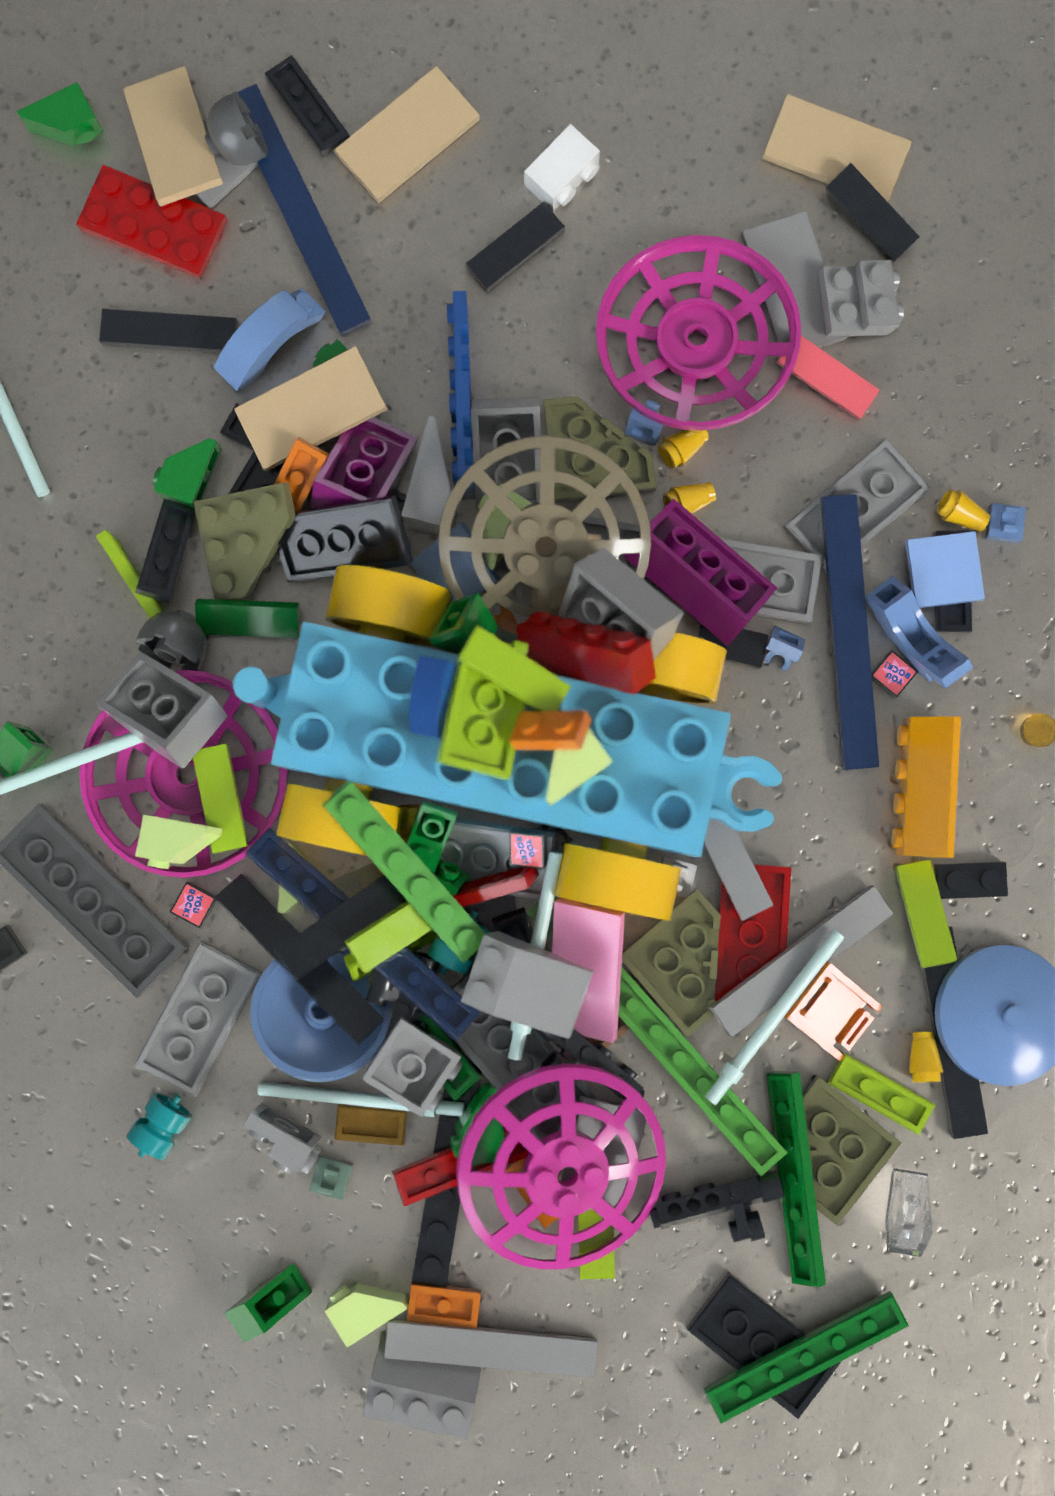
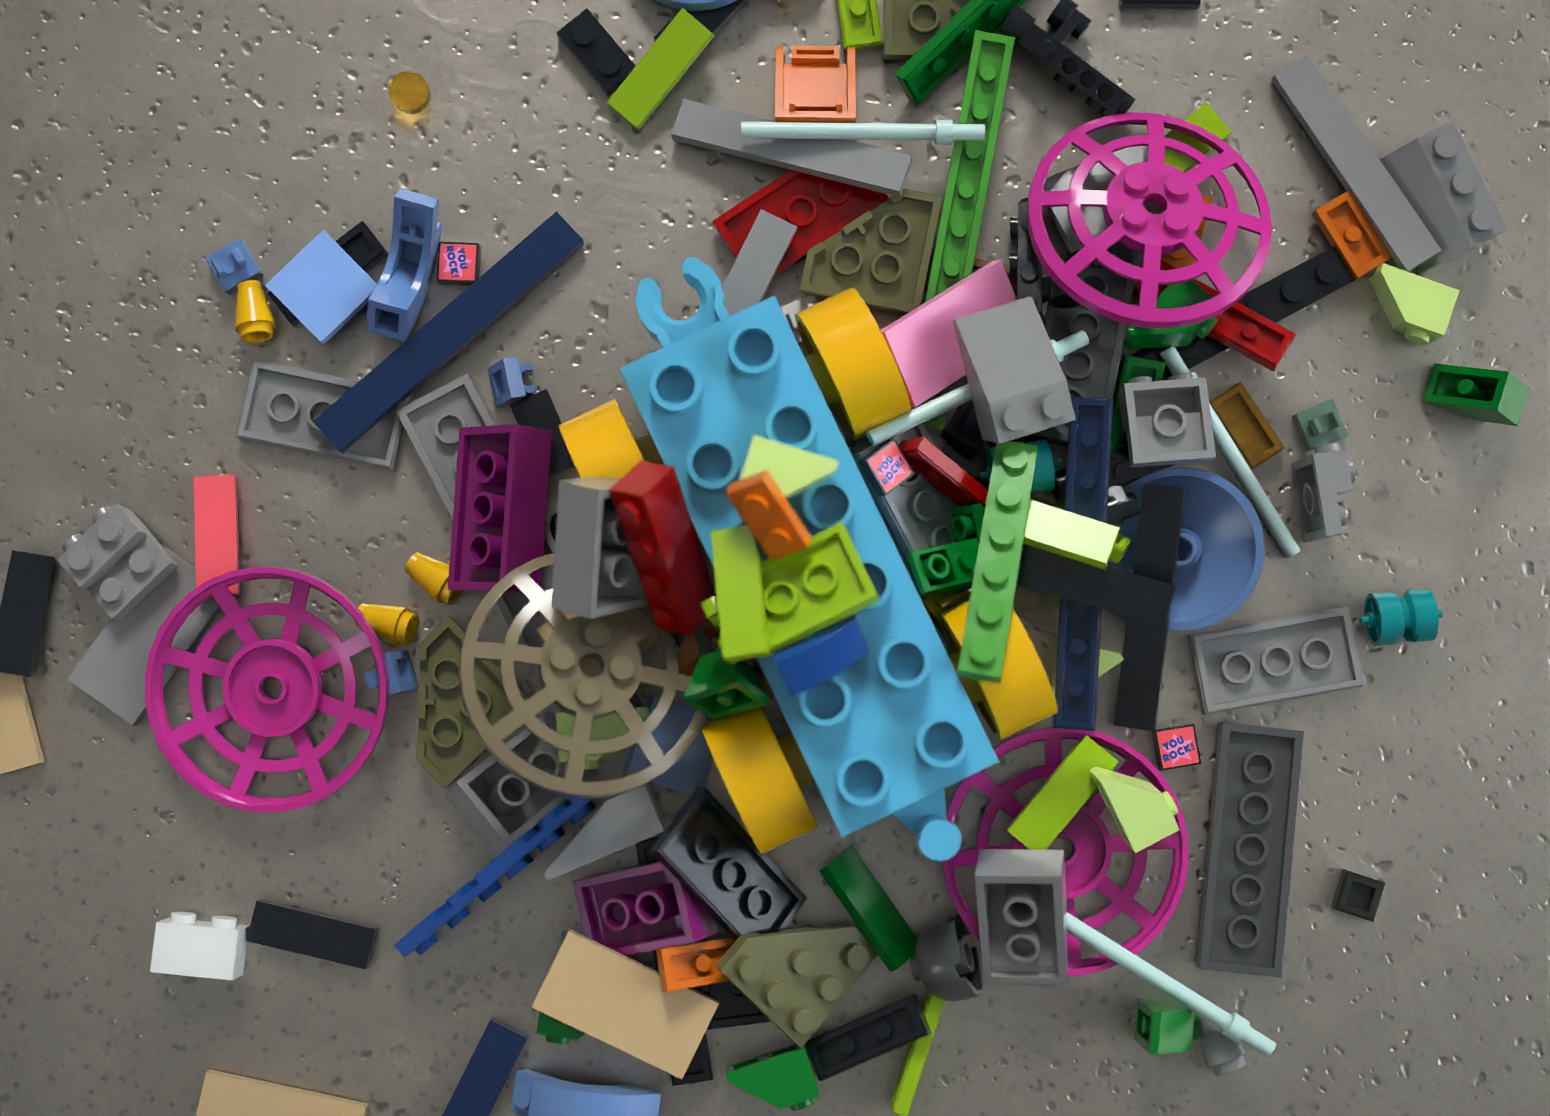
camera: 130 degrees left, 0 degrees up
(927, 786) = (543, 150): light orange slope -> none

